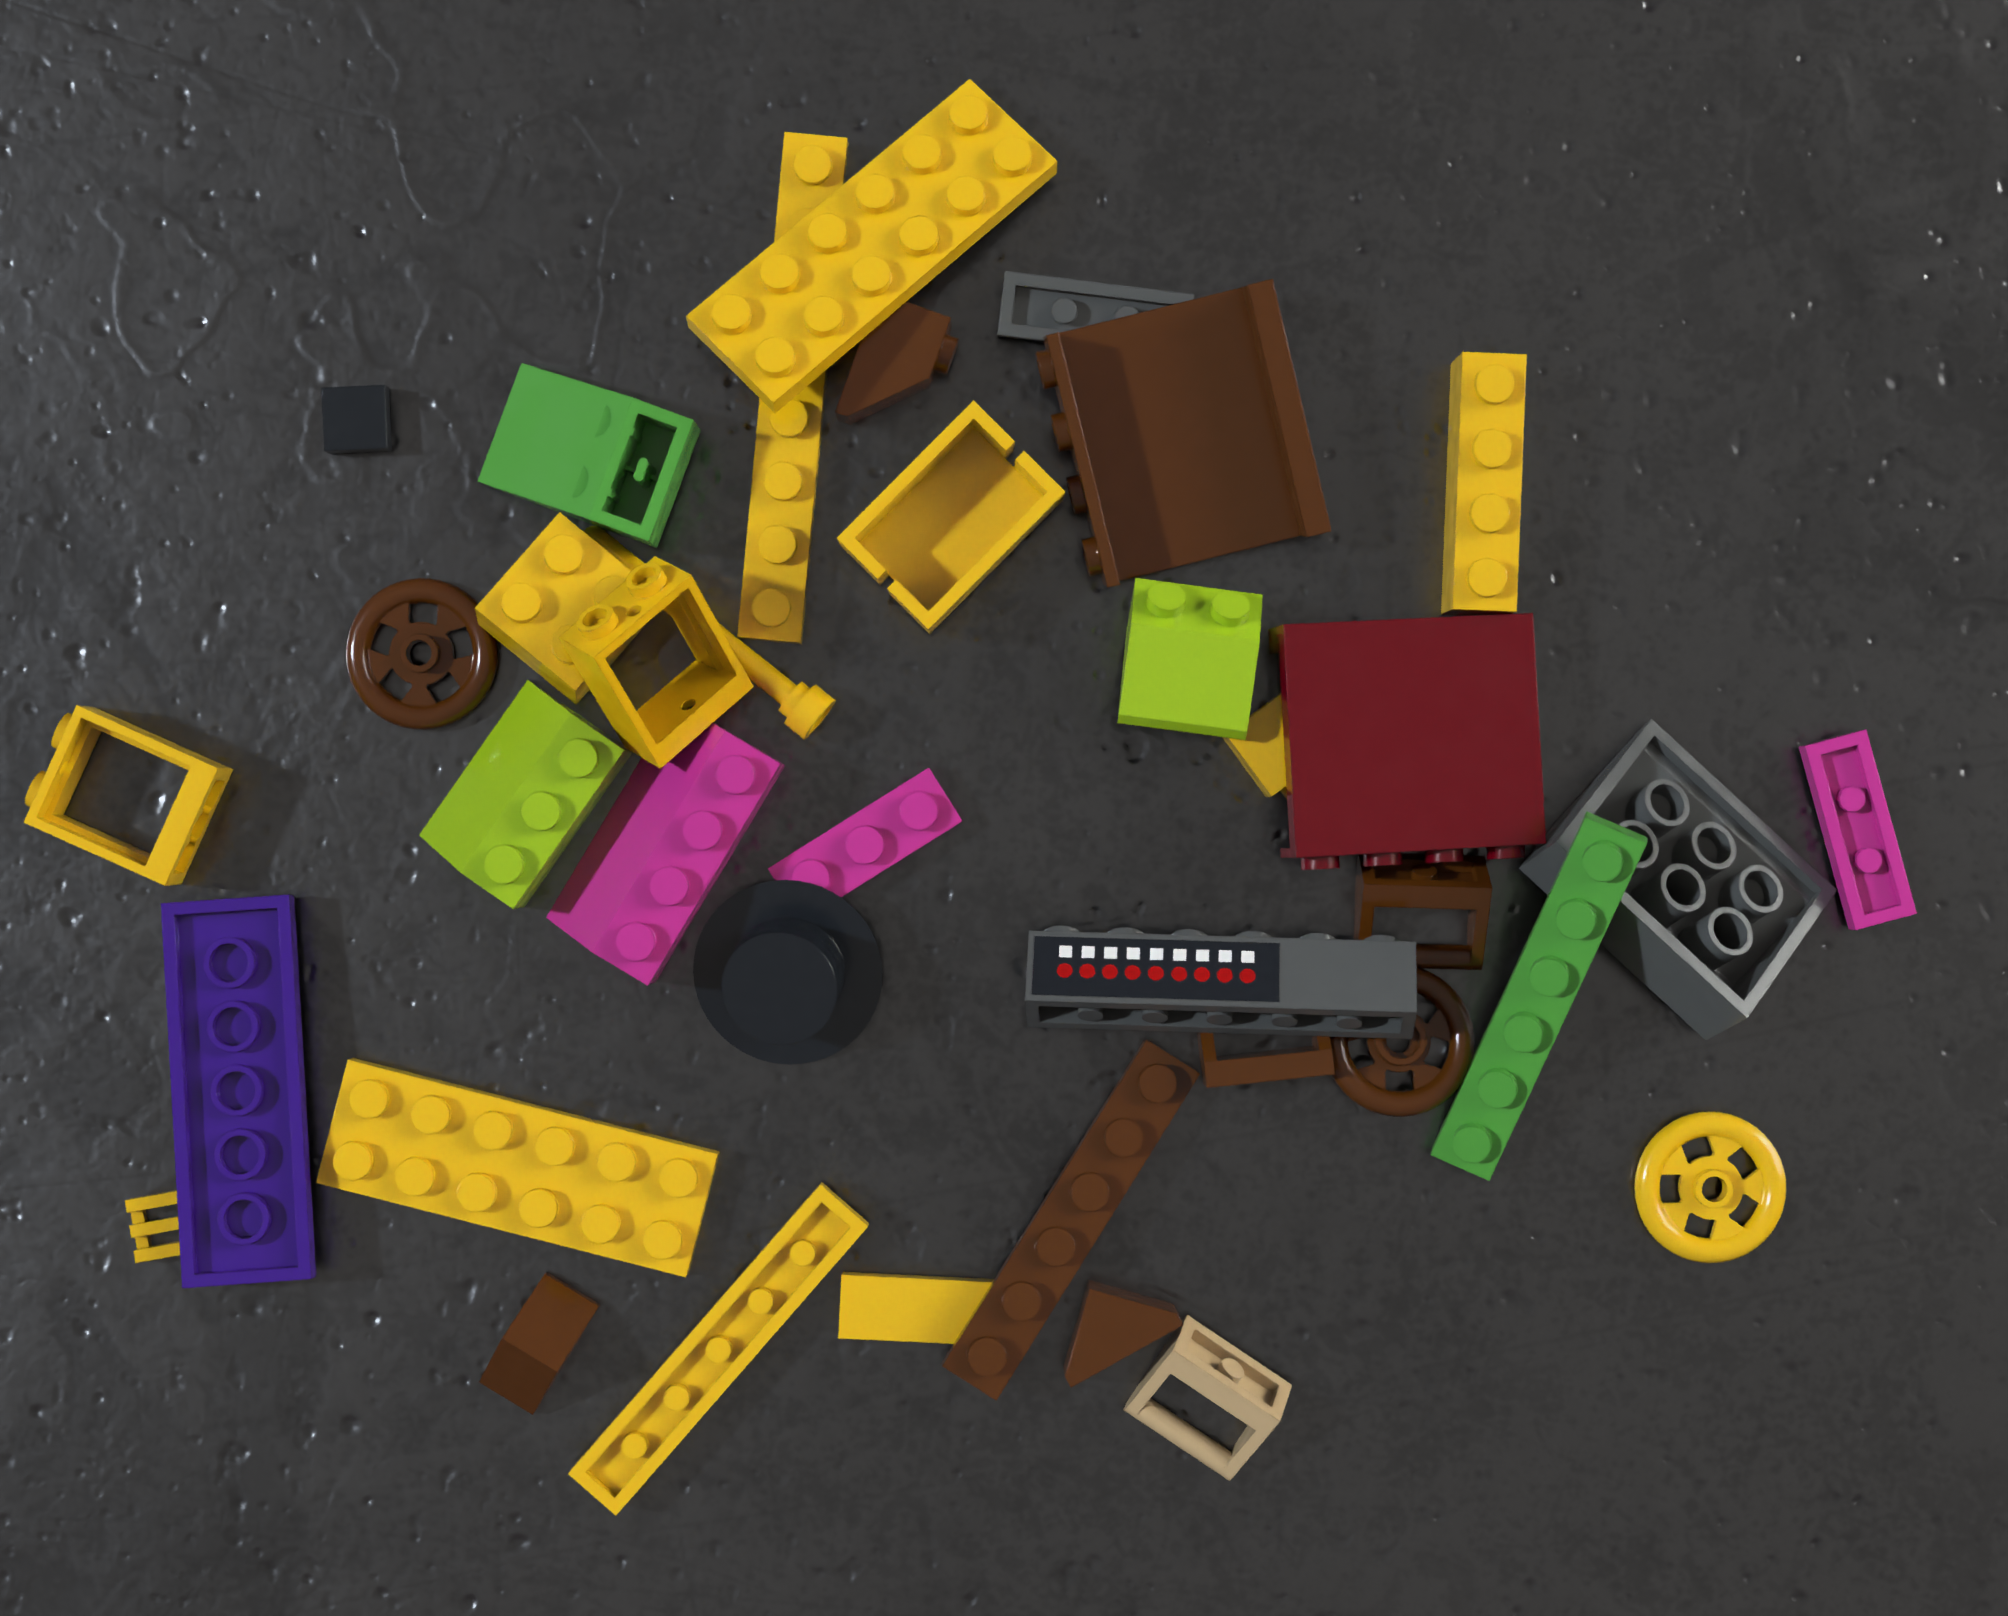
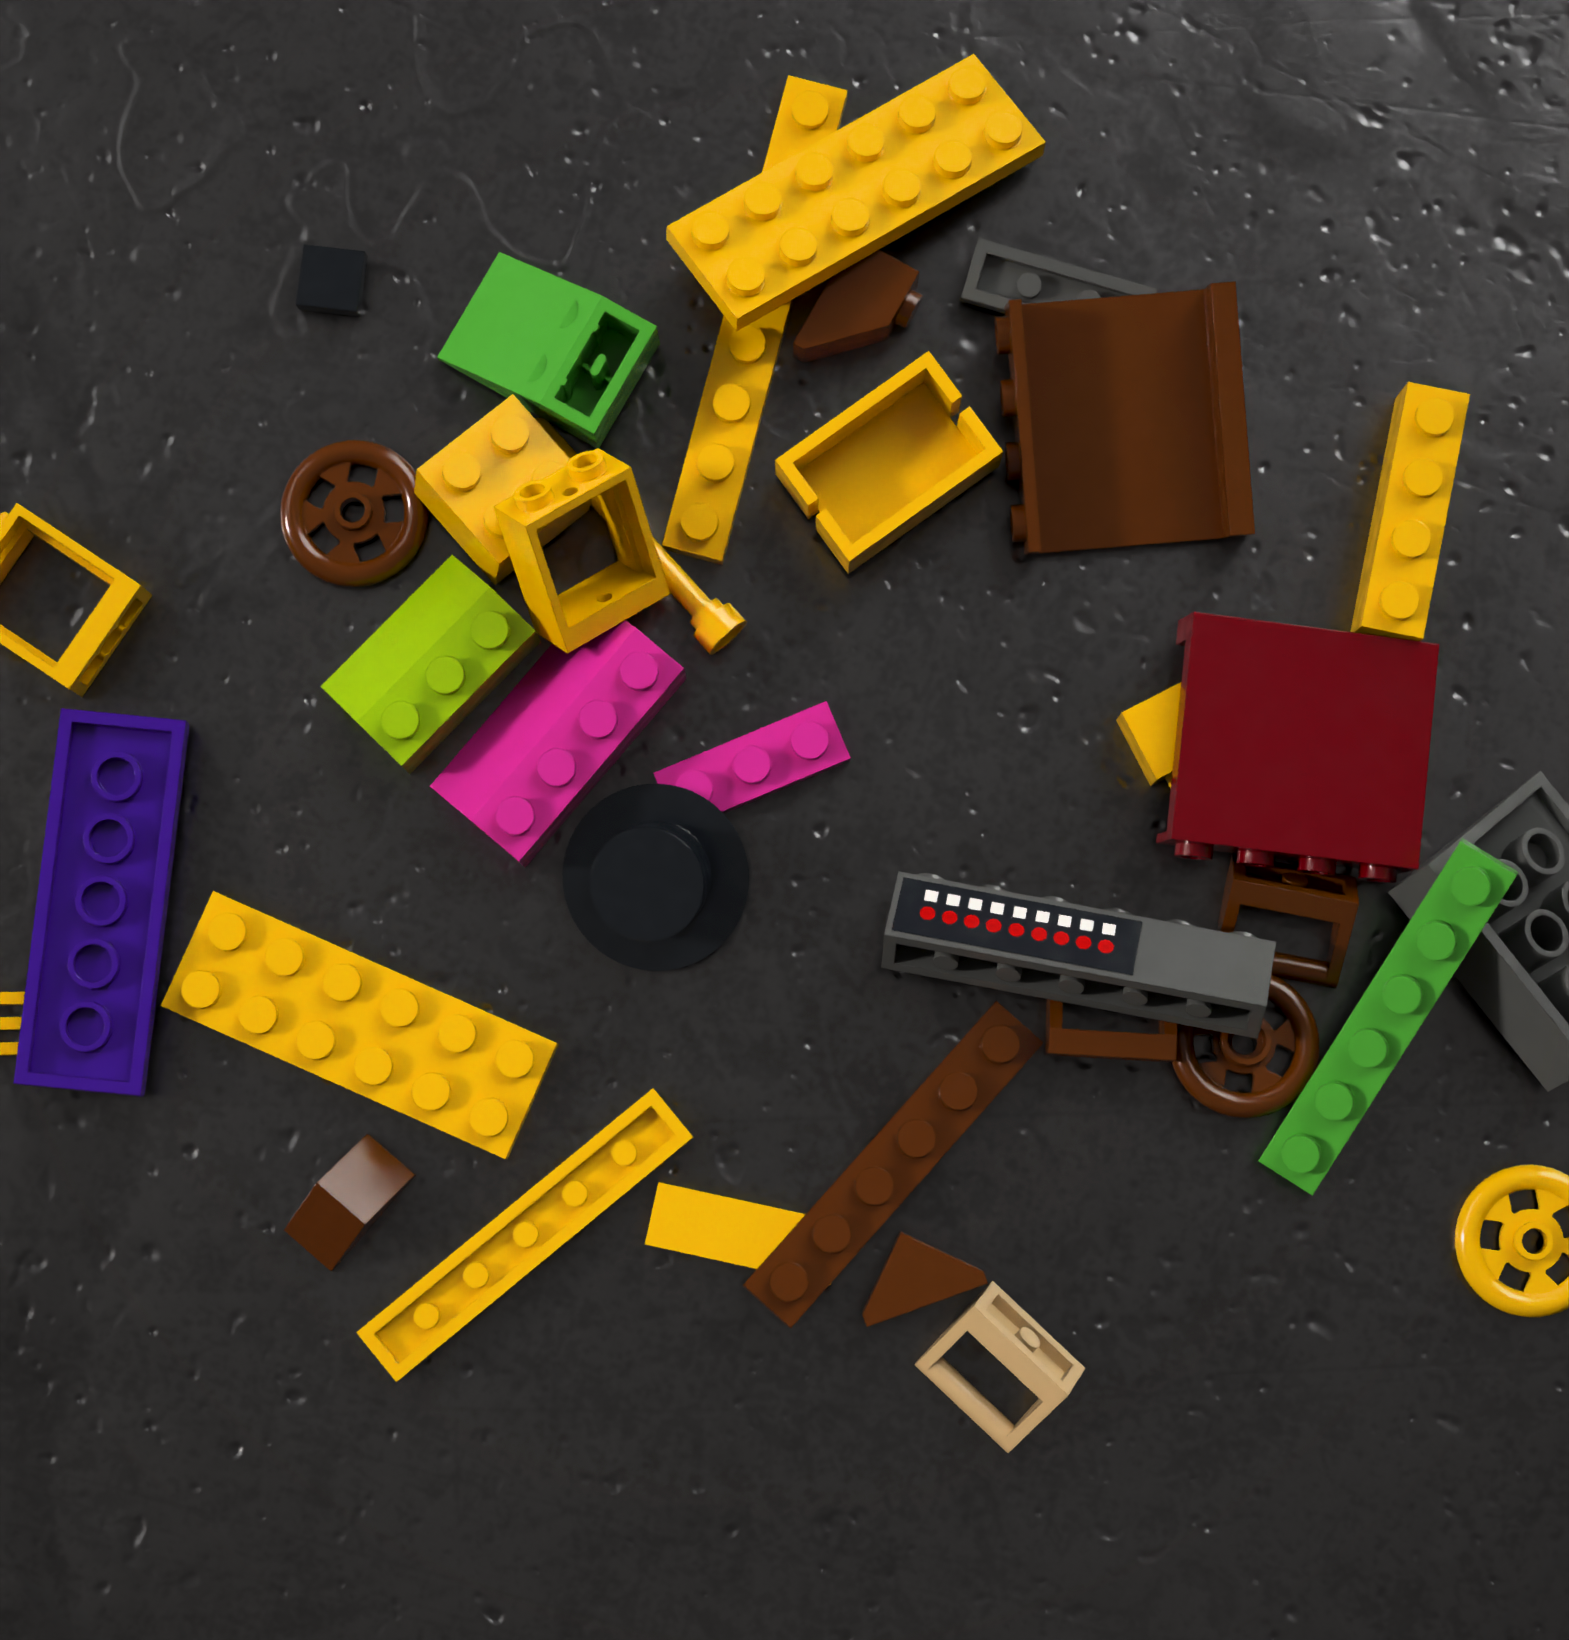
camera: 10 degrees right, 5 degrees down
(1190, 658) = (1098, 633): lime slope -> none

